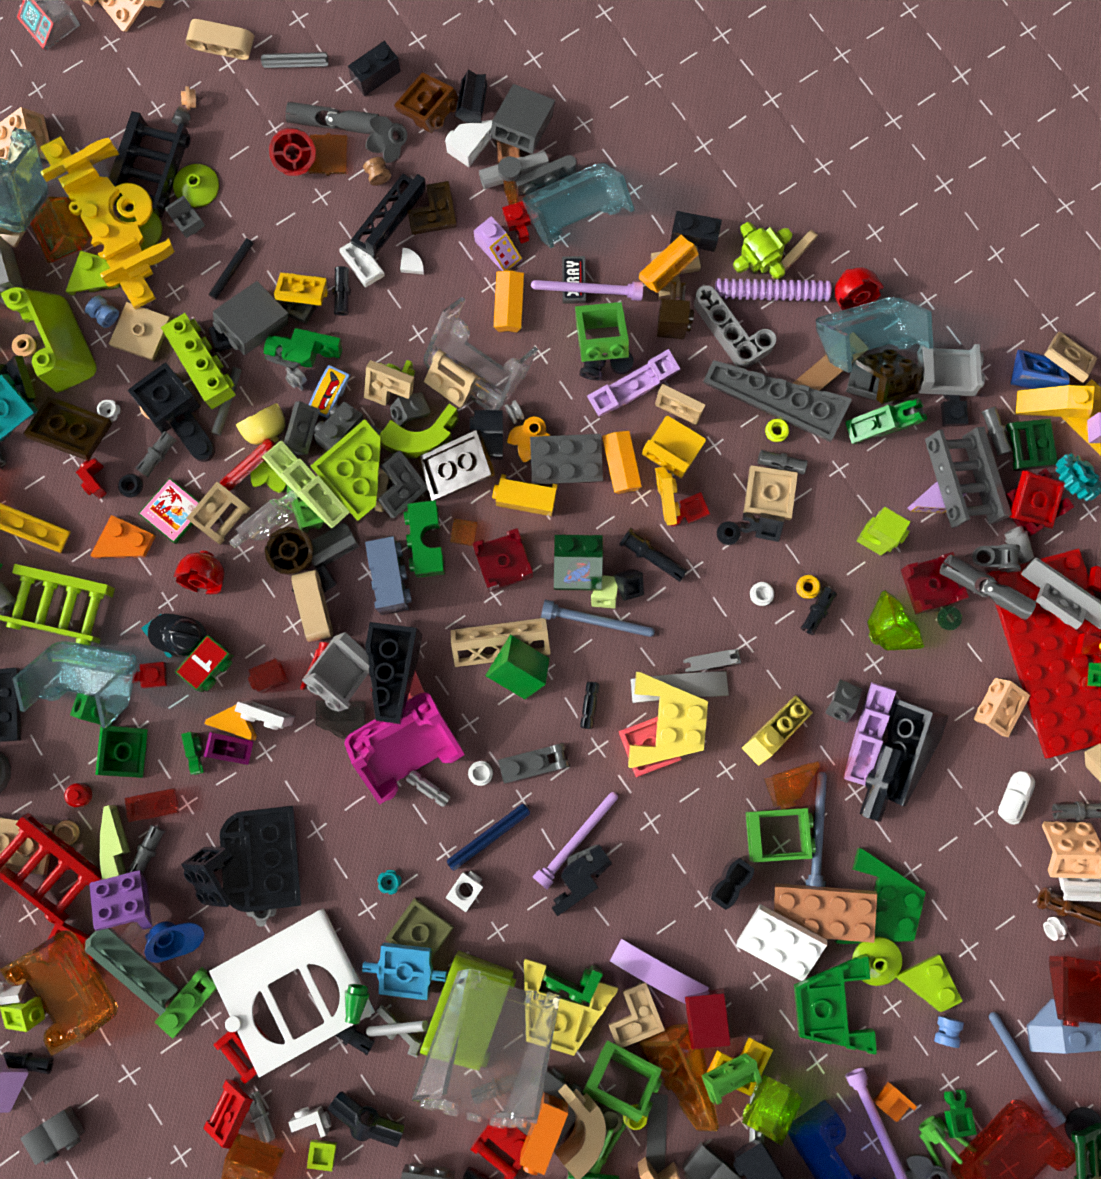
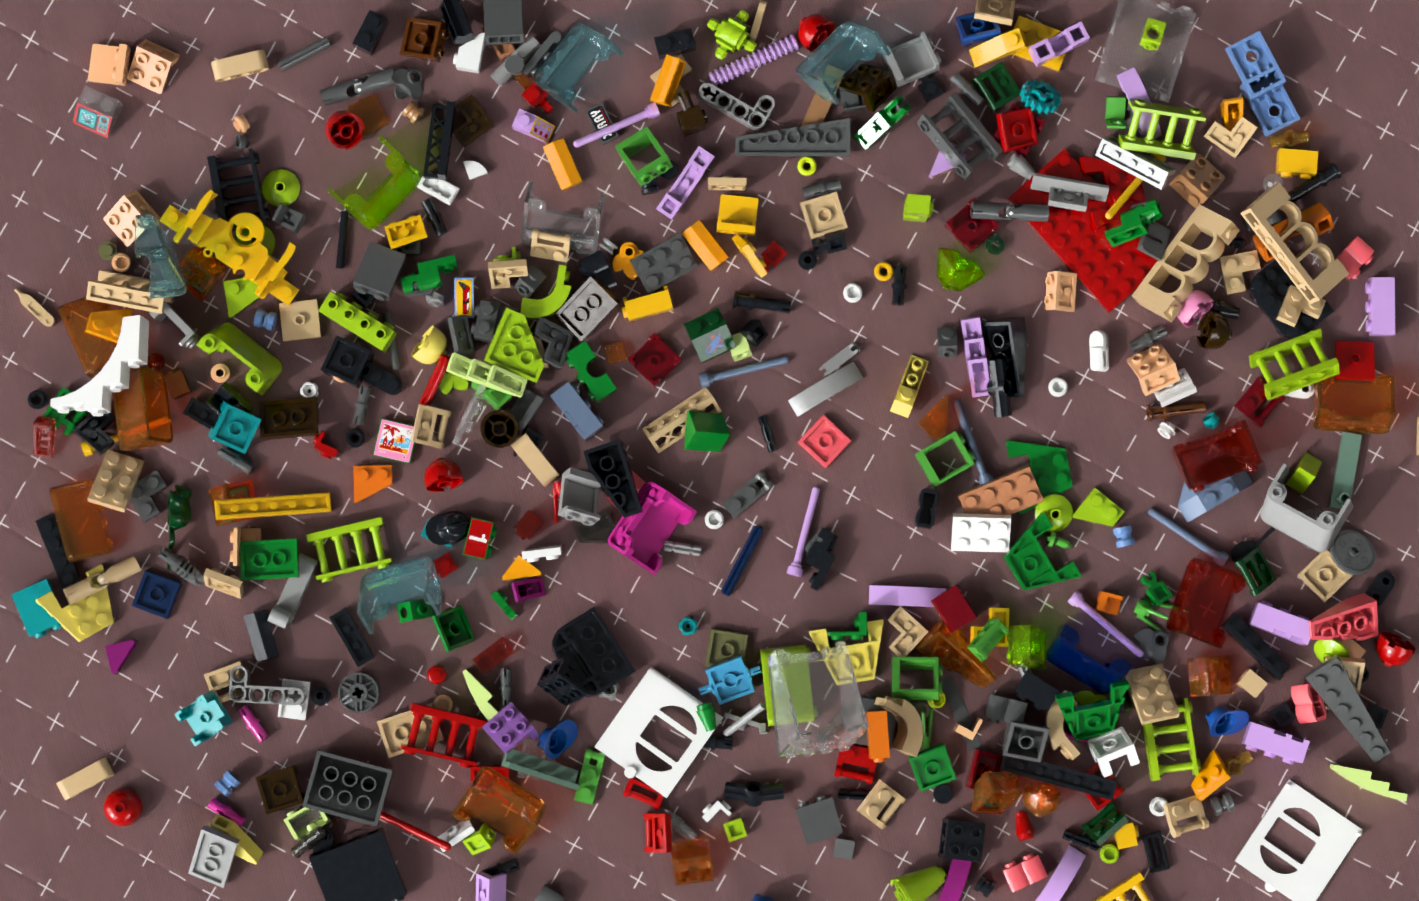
camera: 25 degrees left, 5 degrees up
(301, 241) = (387, 196): none -> clear neon green windscreen
(455, 895) = (738, 612): white brick -> none
(679, 723) = (837, 415): light yellow wing -> none
(862, 993) = (1063, 543): none -> bright green piece
(948, 815) = (1058, 387): none -> white plate
(999, 558) = (1011, 185): dark grey piece -> none

